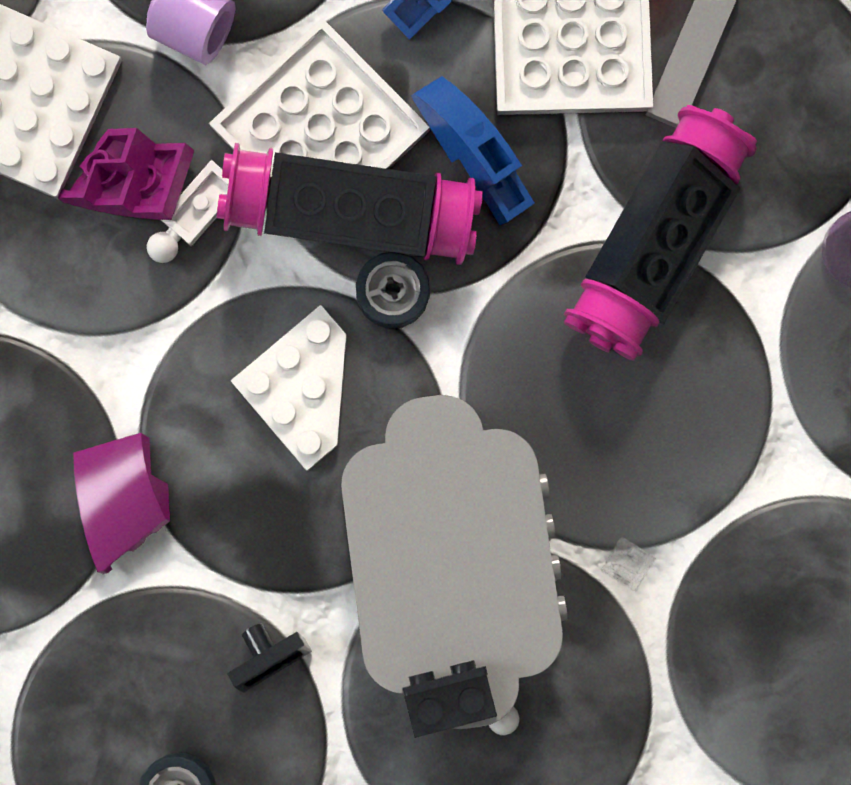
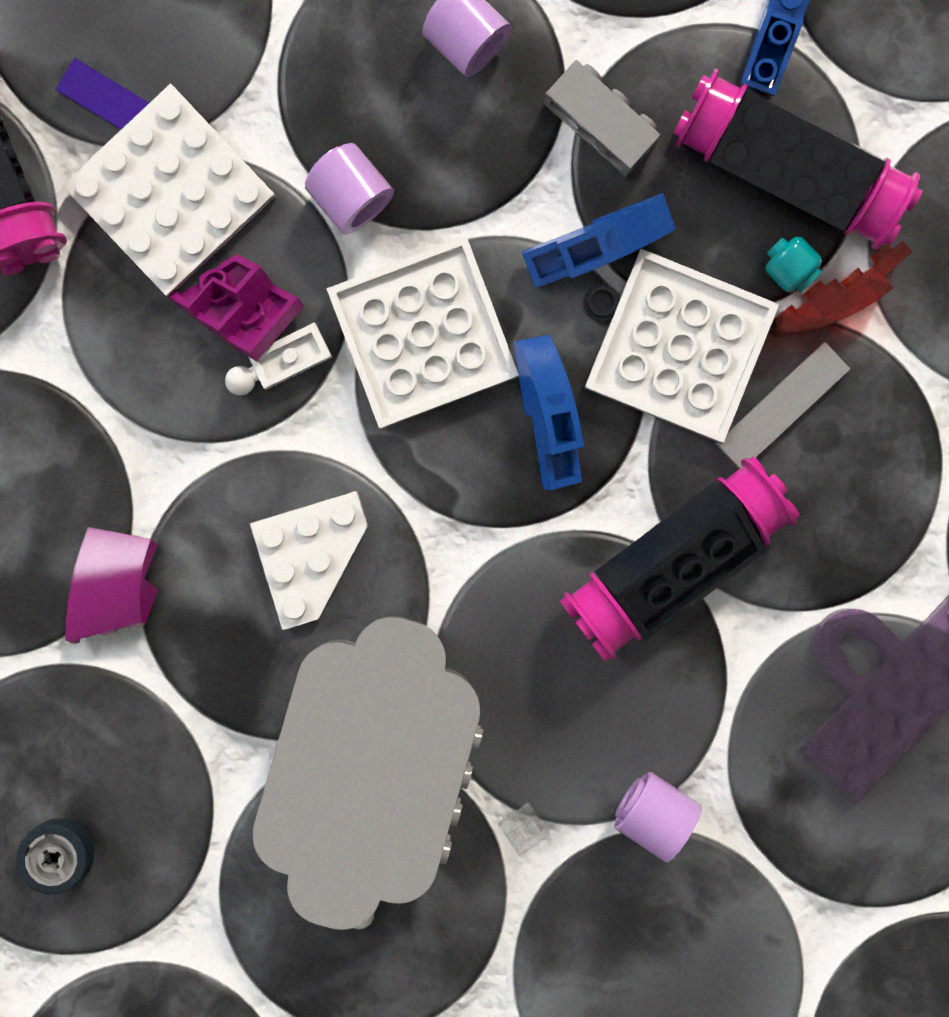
camera: 30 degrees right, 5 degrees up
(267, 657) = (180, 774): black tile -> none
(349, 204) = (415, 418): black brick -> none
(392, 269) = (404, 507): wheel -> none
(448, 700) = (310, 894): black bracket -> none
(477, 27) = (601, 302): none -> black plate
(751, 490) = (657, 816): none -> lavender piece

